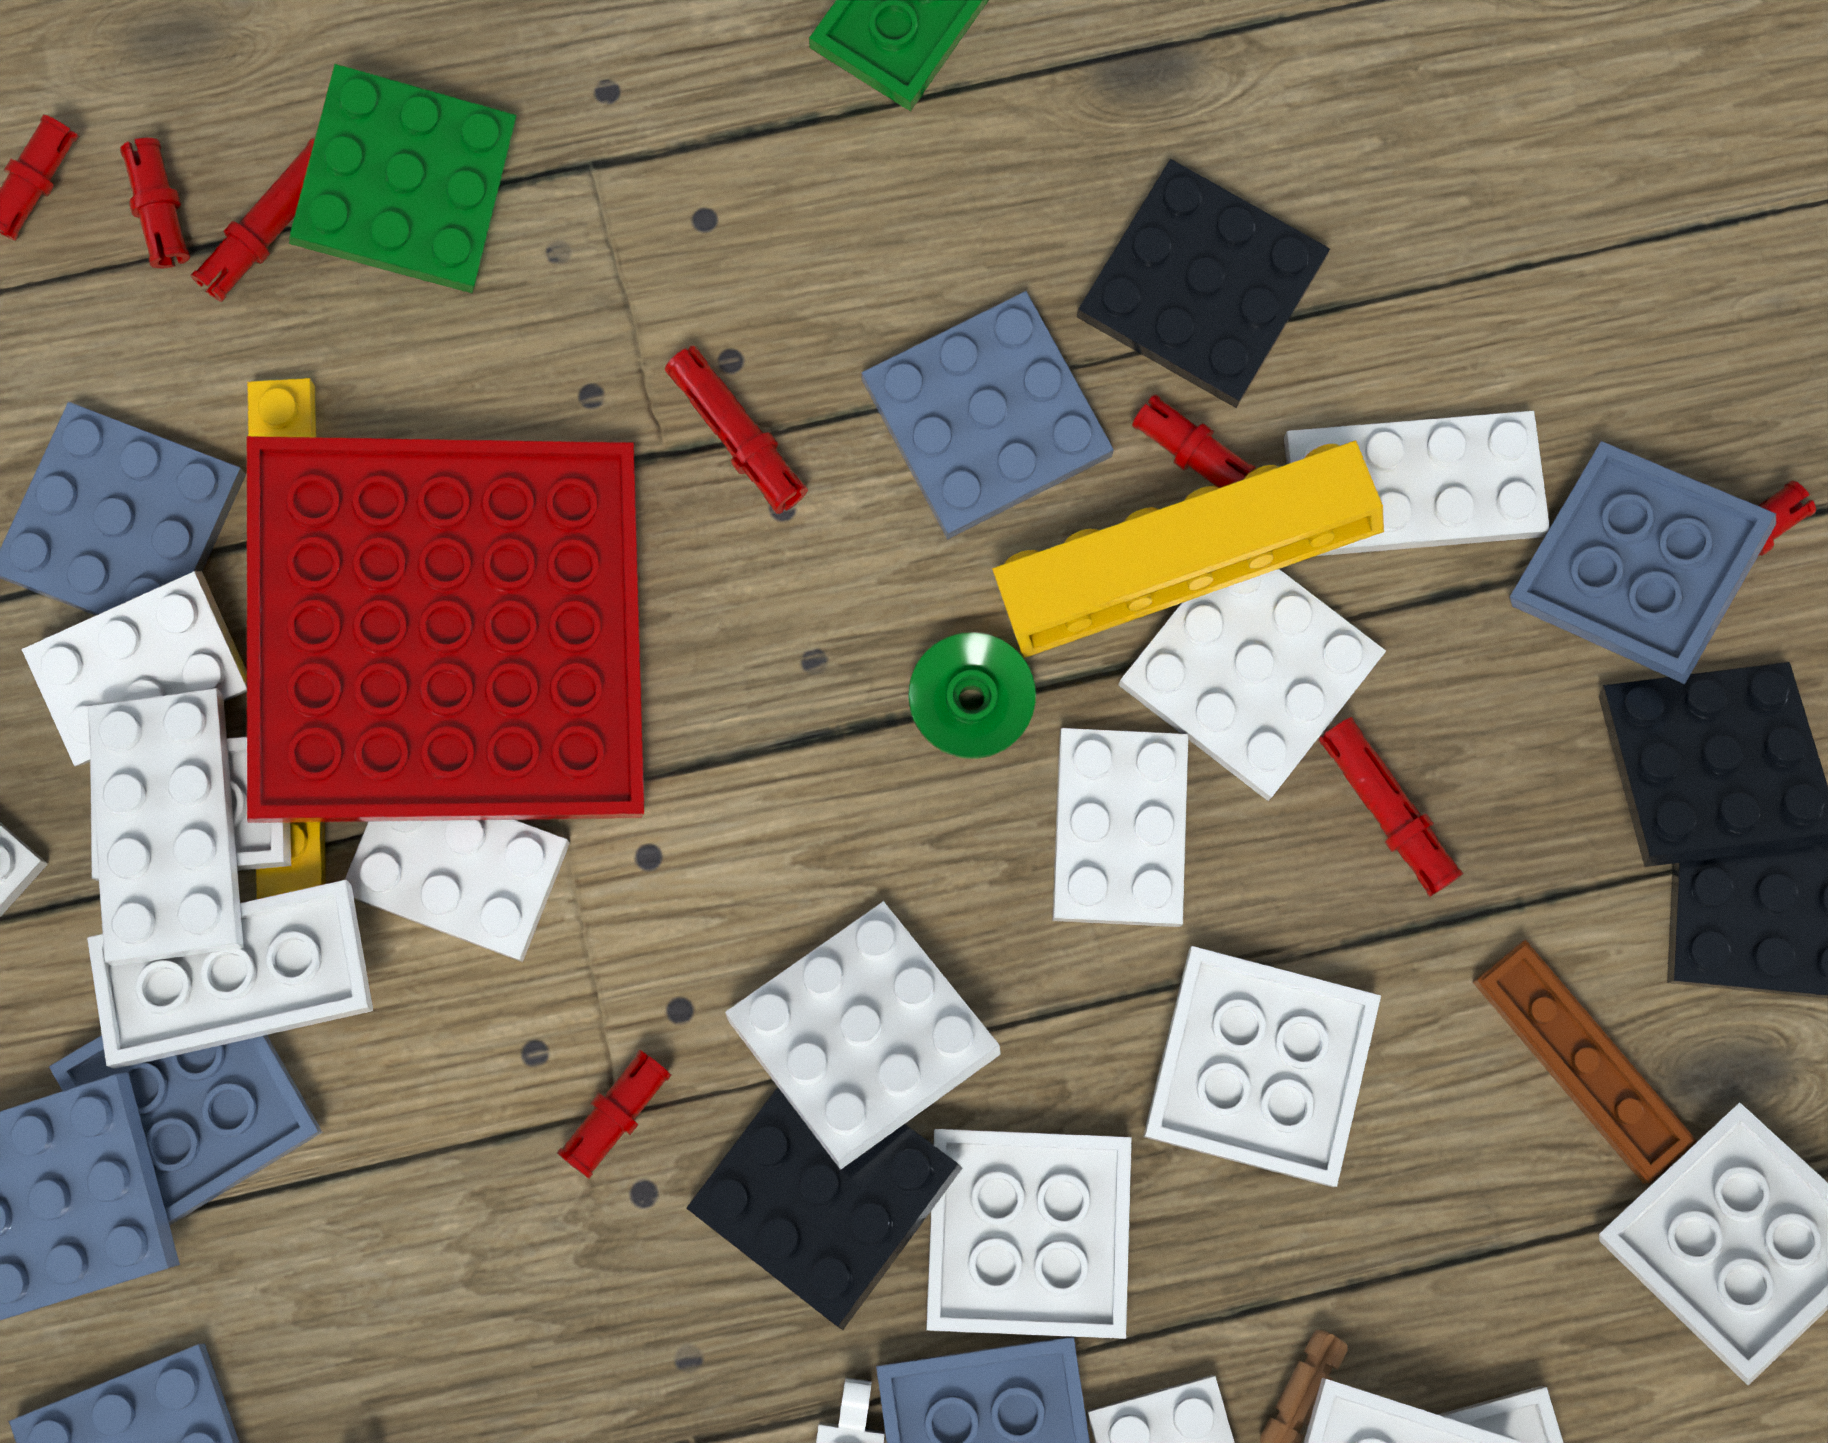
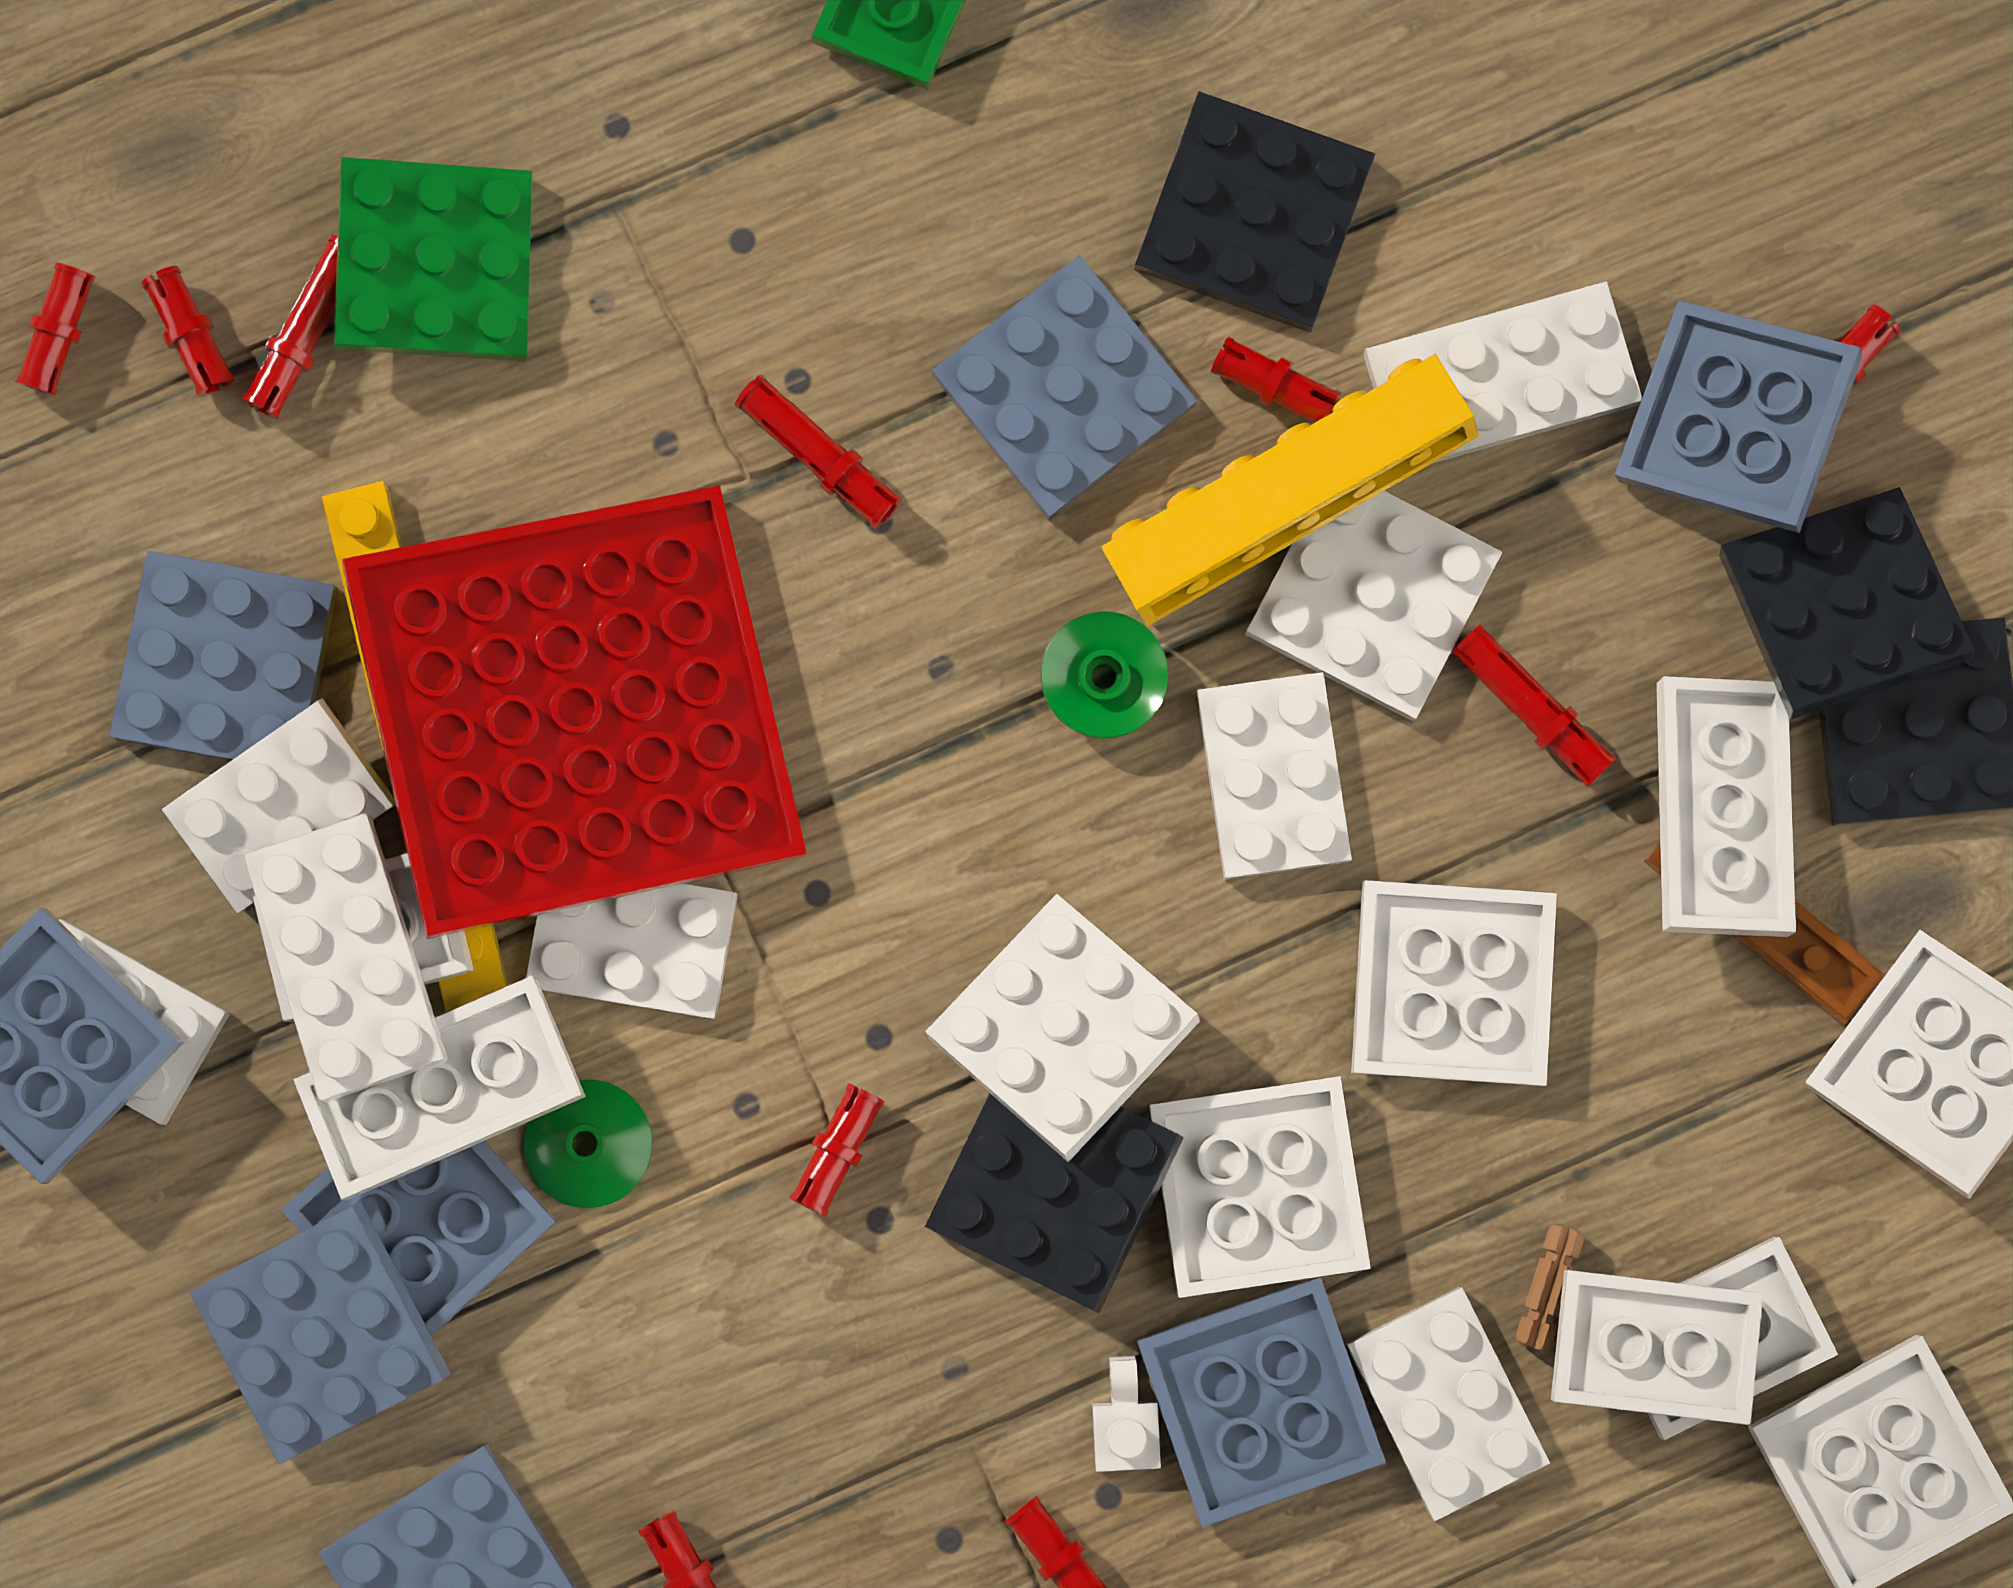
camera: 10 degrees left, 5 degrees up
(393, 1085) = (620, 1154): none -> green dish
(1564, 943) = (1725, 808): none -> white plate

